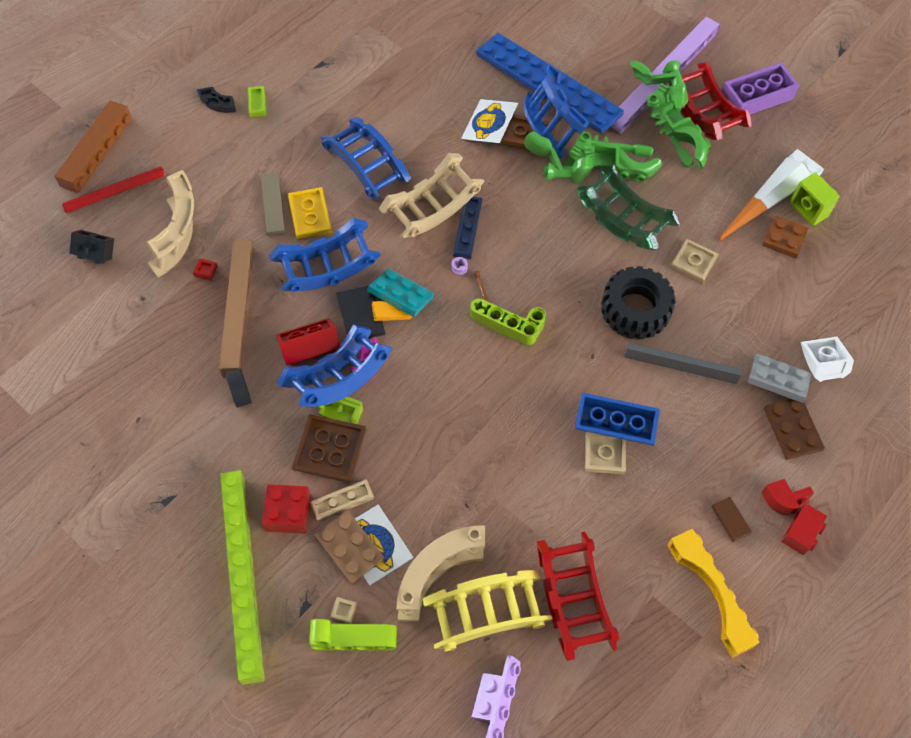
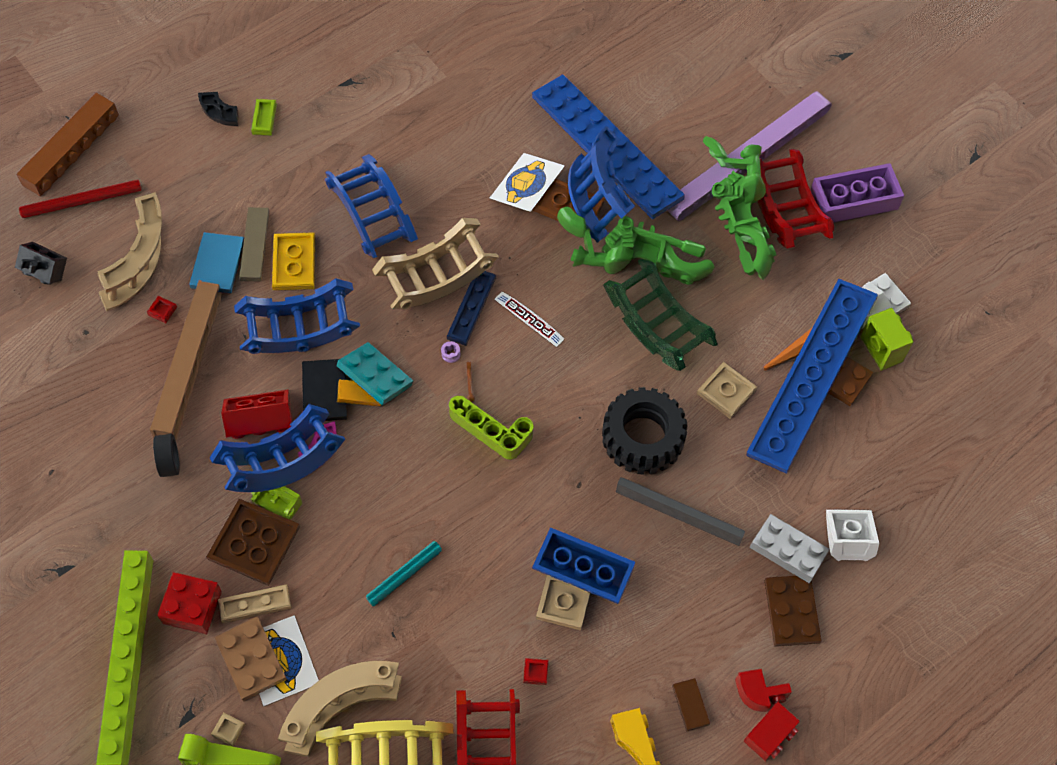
camera: 10 degrees right, 0 degrees up
(244, 222) = (217, 261): none -> dark azure tile
(465, 451) = (403, 573): none -> teal axle
(518, 229) = (529, 318): none -> sticker
(595, 515) = (535, 671): none -> red tile
(762, 238) = (812, 376): none -> blue plate

